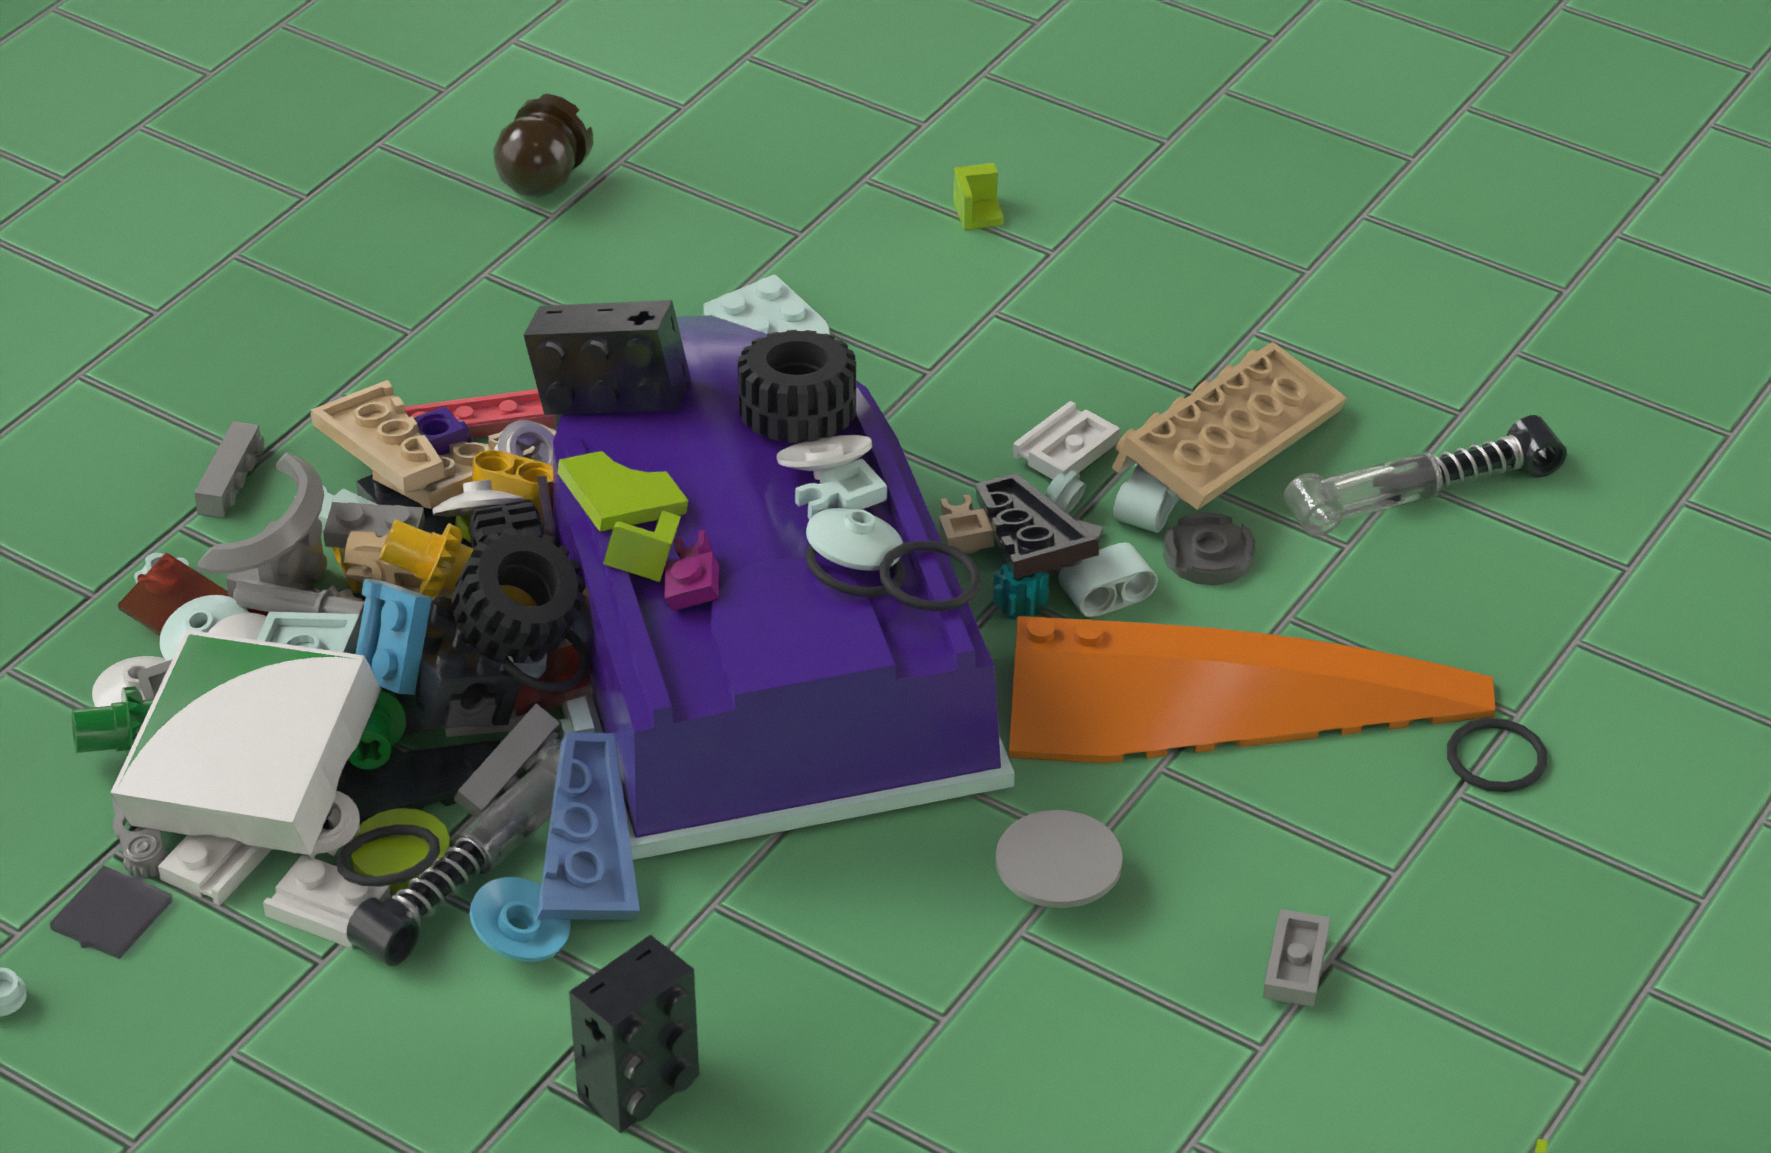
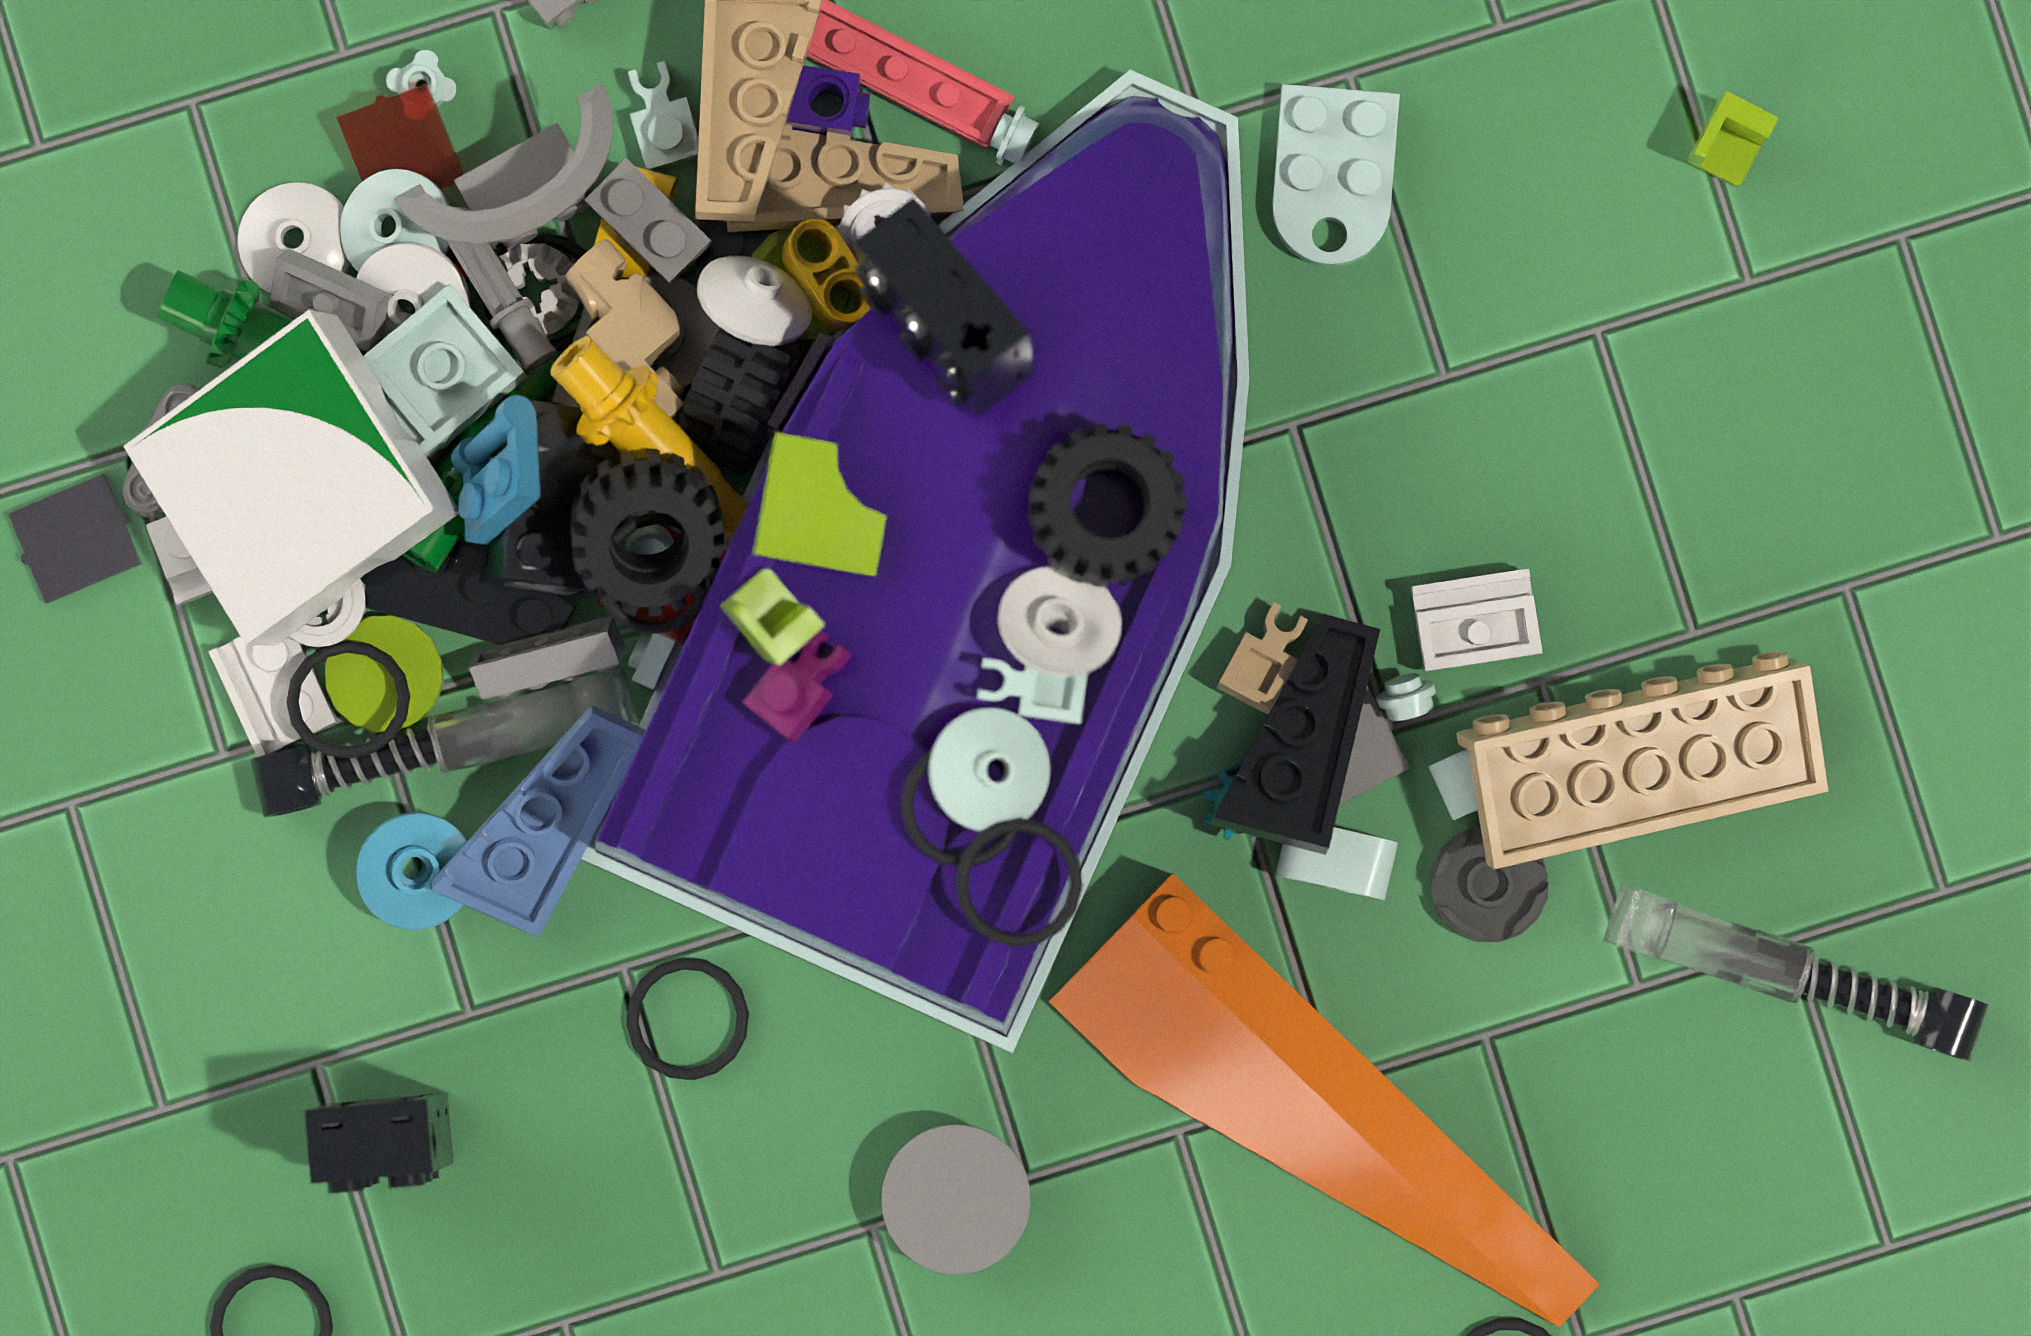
camera: 40 degrees right, 45 degrees up
(791, 933) = (634, 1013): none -> black piece

